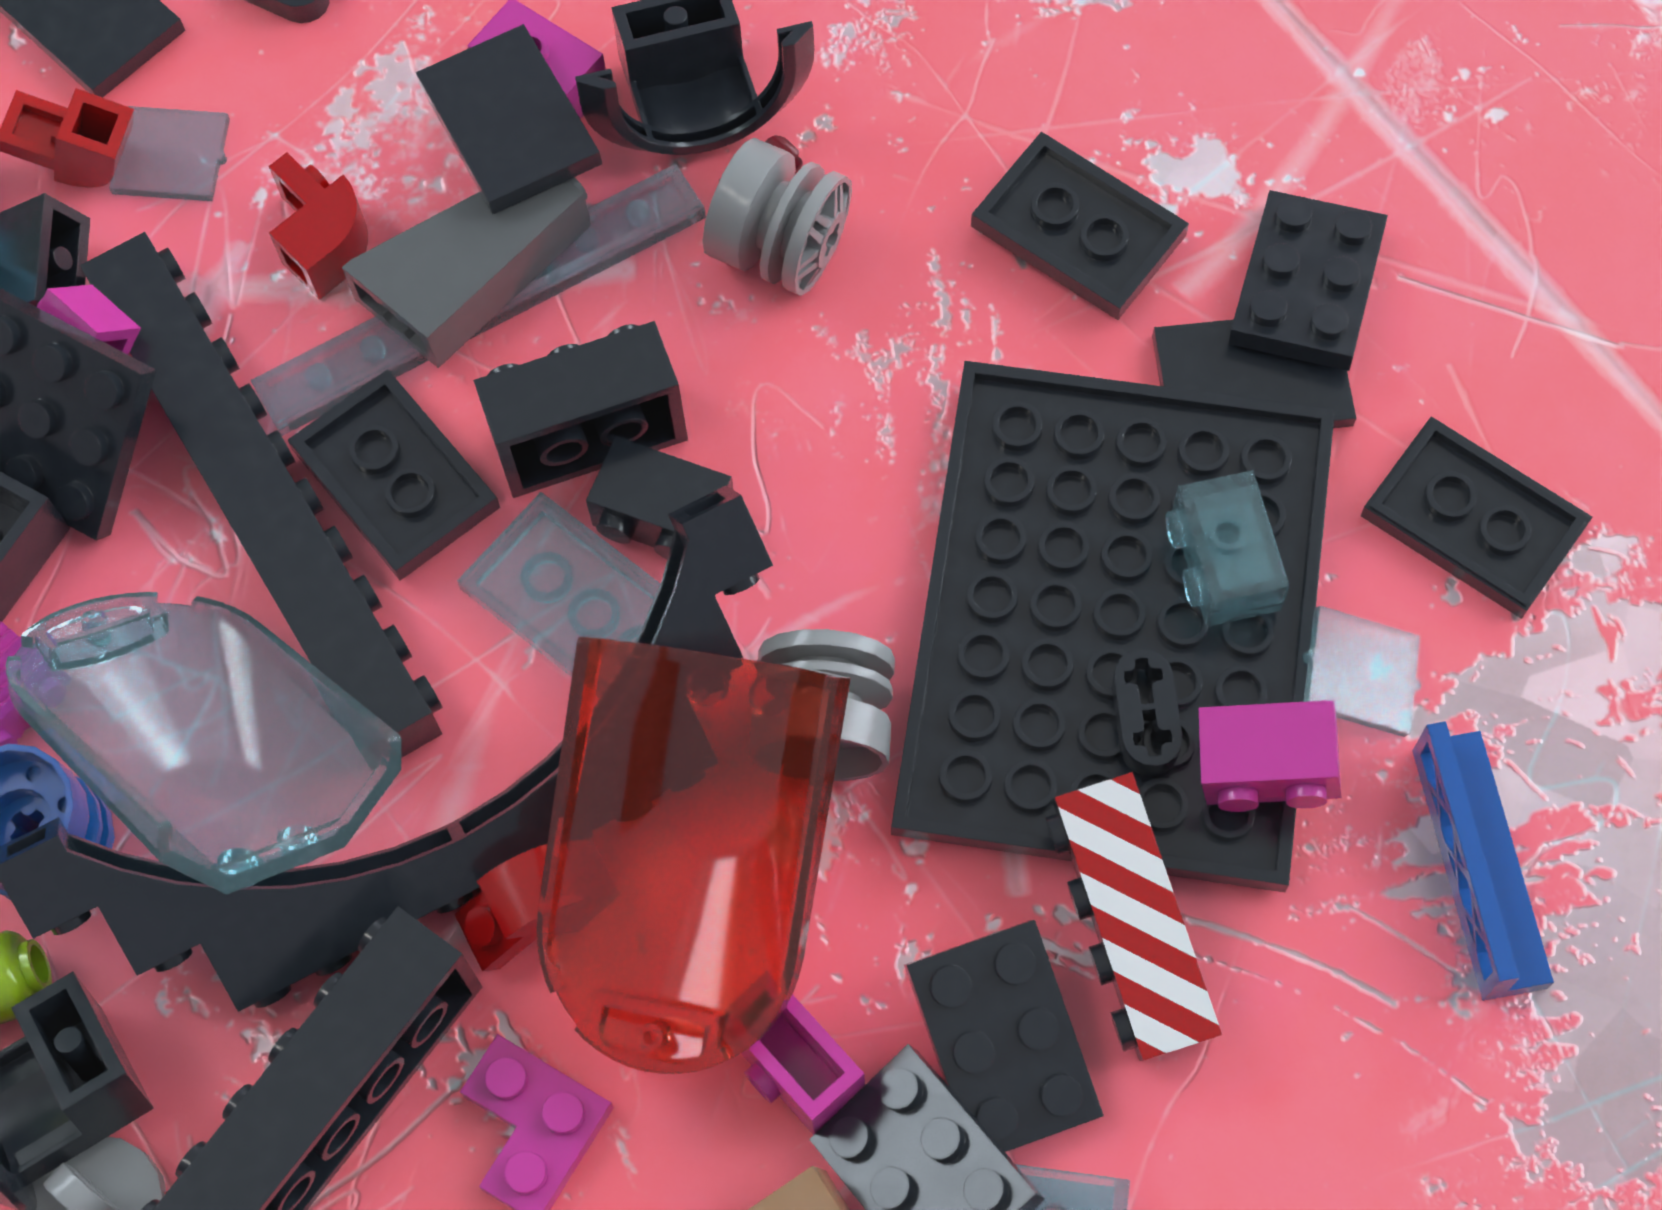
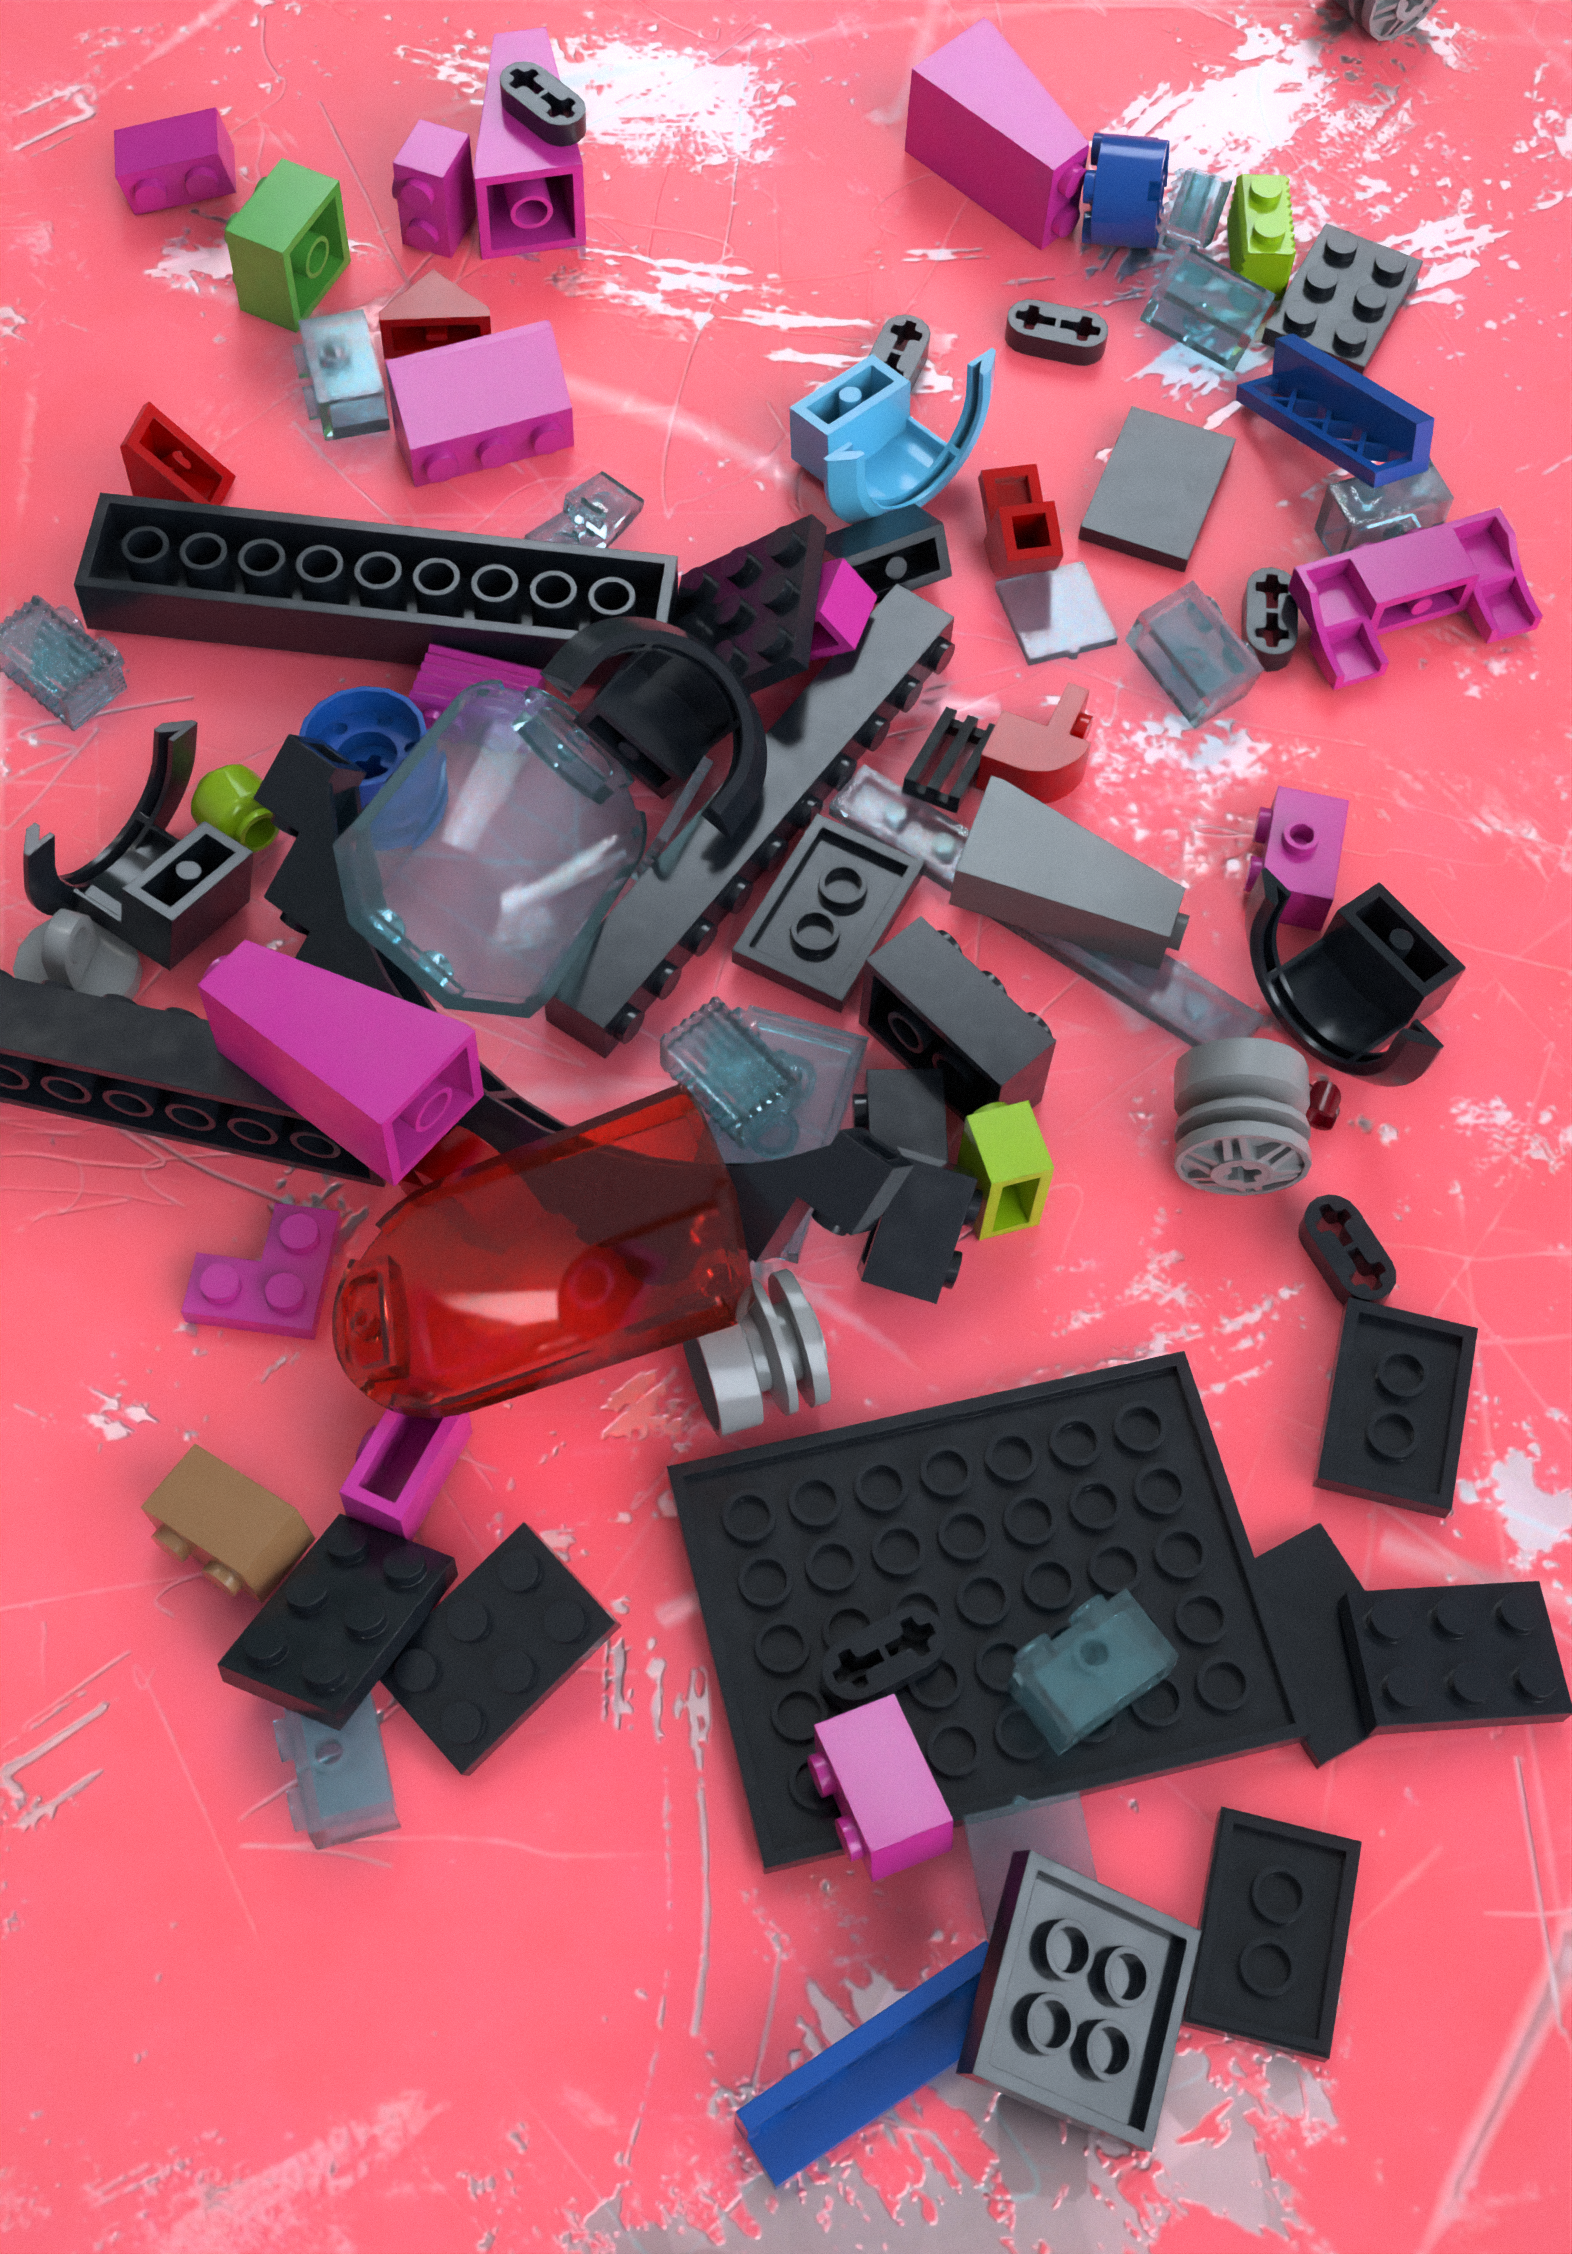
camera: 60 degrees right, 5 degrees down
(108, 521) = (666, 709): none -> black piece
(231, 564) = (673, 817): none -> clear light blue piece
(263, 279) = (963, 733): none -> black tile
(289, 54) = (1194, 653): none -> clear light blue brick
(387, 944) = (343, 1054): none -> dark pink slope
(508, 119) = (1209, 843): black tile -> none
(528, 616) = (732, 1070): none -> clear light blue brick
(737, 425) = (1011, 1167): none -> lime brick
(786, 520) = (918, 1232): none -> black brick
(923, 200) = (1352, 1250): none -> black beam
(1135, 918) = (659, 1722): brick -> none
(1495, 676) = (1080, 2001): none -> plate

